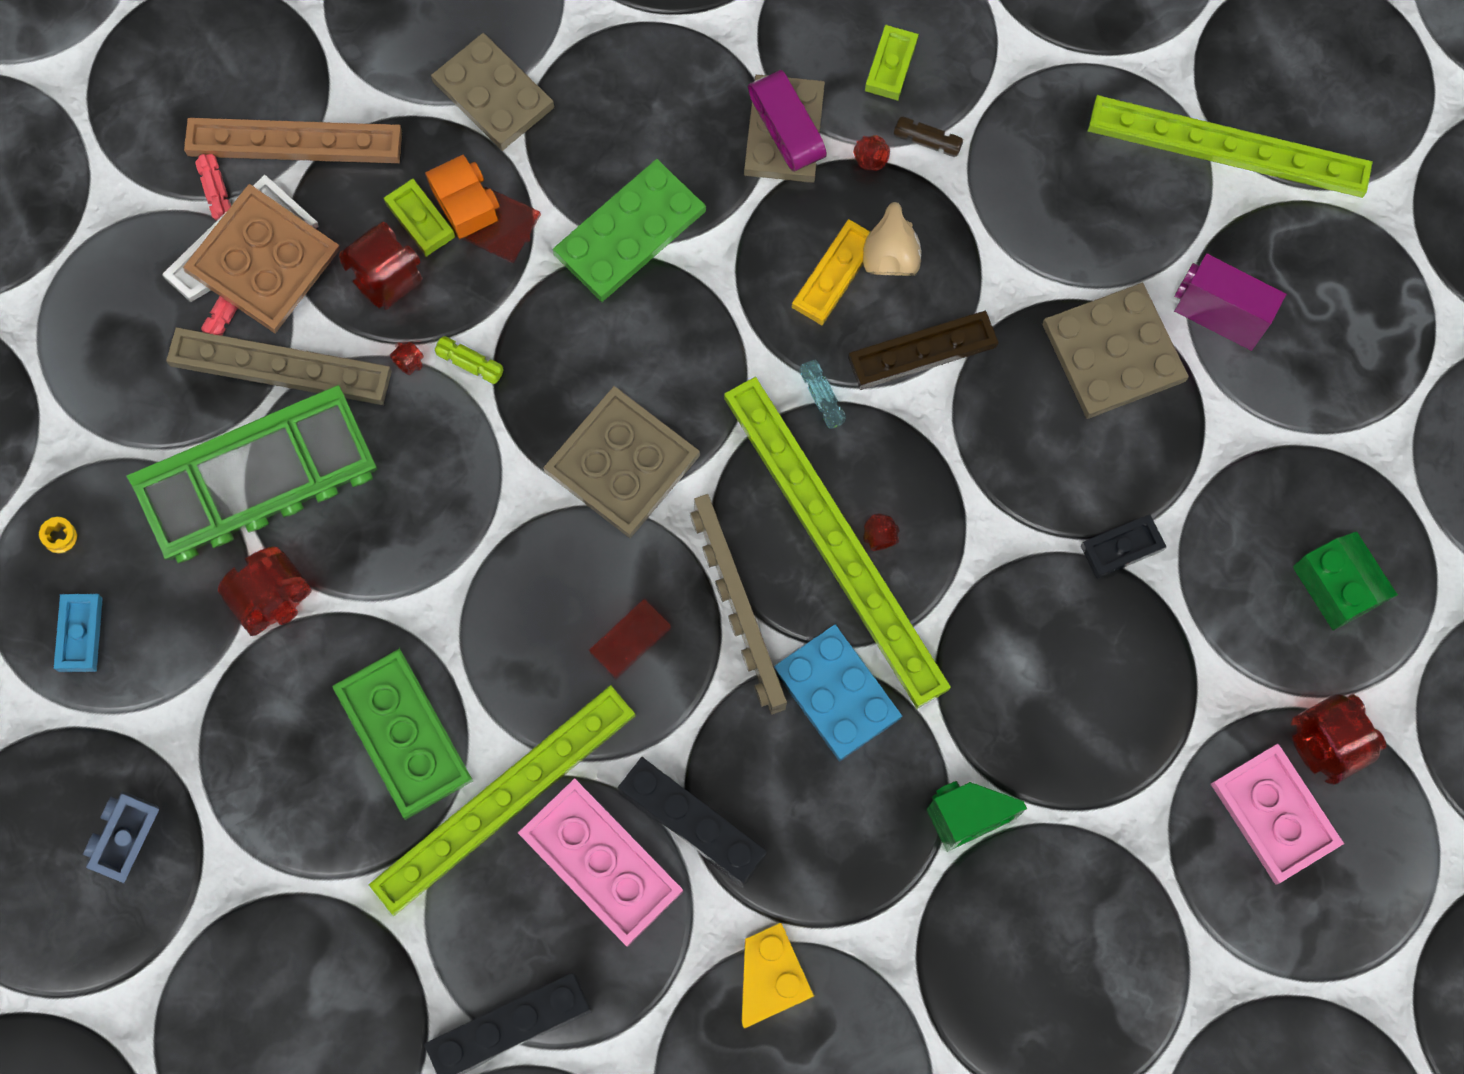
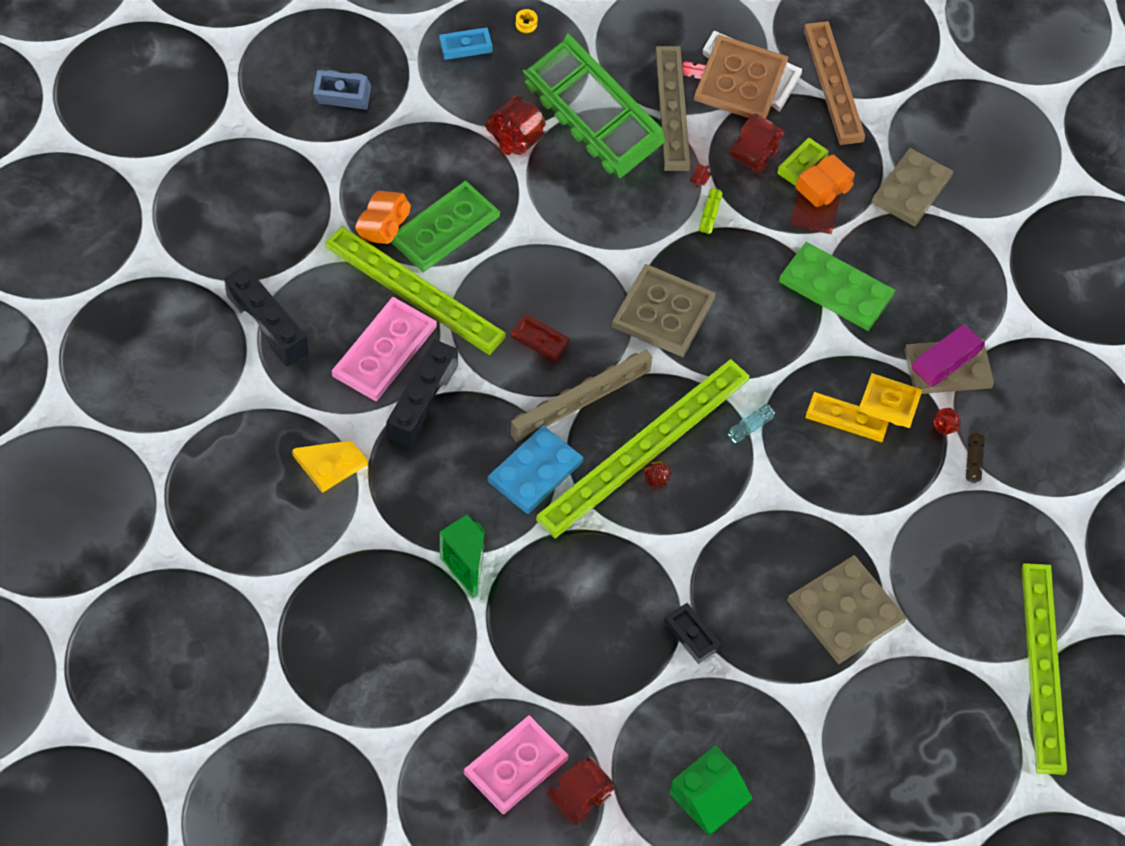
camera: 75 degrees right, 15 degrees down
(213, 185) = (791, 45): coral axle -> none
(375, 819) = (383, 217): none -> orange brick
(831, 211) = (890, 400): none -> yellow plate
(891, 62) = (1025, 423): lime plate -> none
(892, 246) = (877, 441): tan piece -> none
(923, 350) = (804, 479): dark brown plate -> none
(1228, 301) = (904, 669): magenta brick -> none

